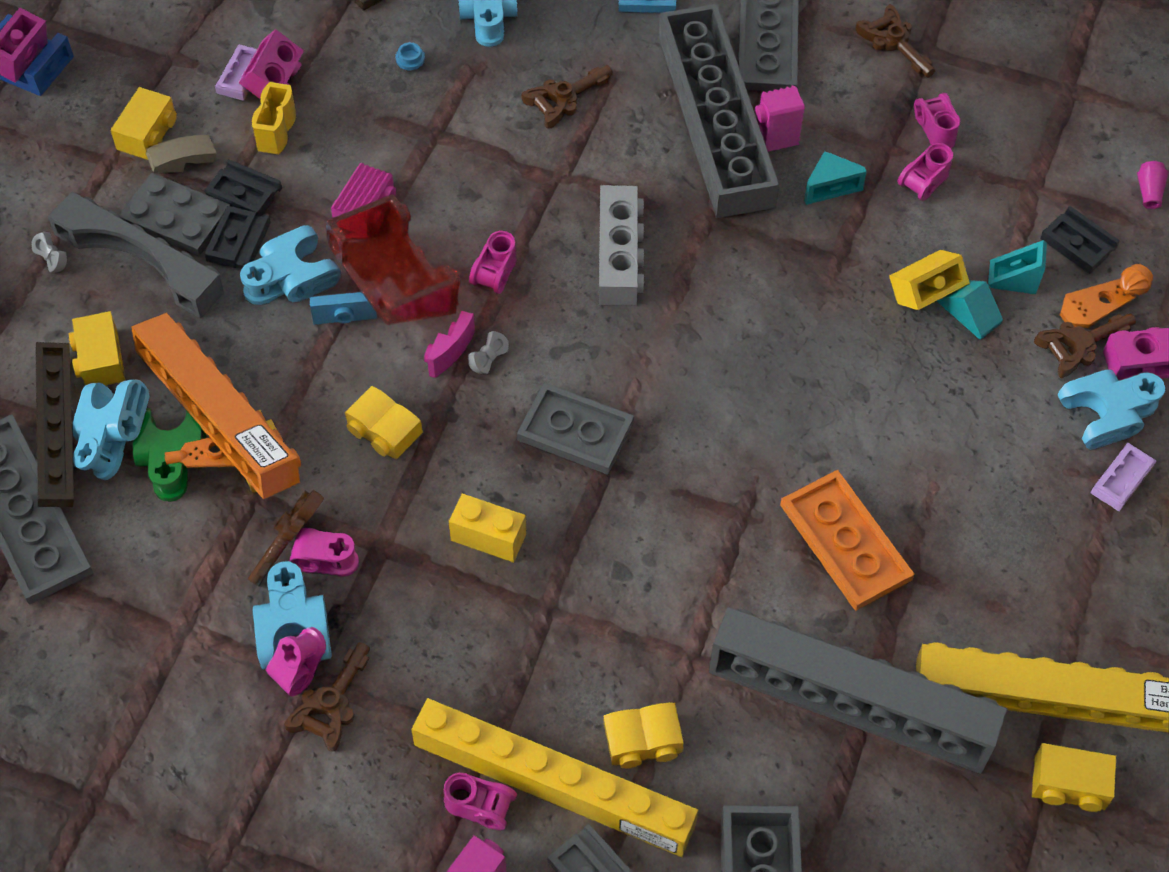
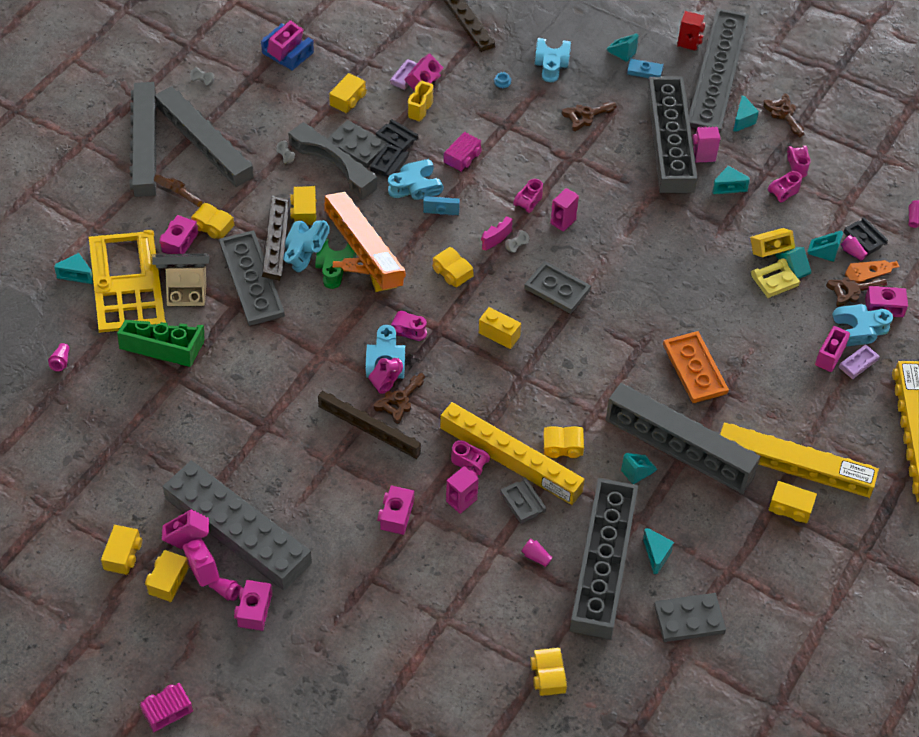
camera: 10 degrees right, 5 degrees down
(174, 153) = (361, 111): dark tan slope -> none
(287, 528) = (391, 310): reddish brown piece -> none
(295, 772) = (370, 425): none -> dark brown plate
(388, 266) = (469, 186): clear red windscreen -> none
(561, 280) = (564, 209): none -> dark pink brick
(619, 245) = (600, 197): light grey brick -> none
(785, 759) = (637, 467): none -> teal slope
(833, 53) = (746, 115): none -> teal slope
(950, 352) = (776, 283): none -> light yellow plate
(1066, 265) = (854, 248): none -> dark pink cone
(1076, 463) = (832, 348): none -> dark pink brick
(1136, 280) = (892, 261): orange plate -> none

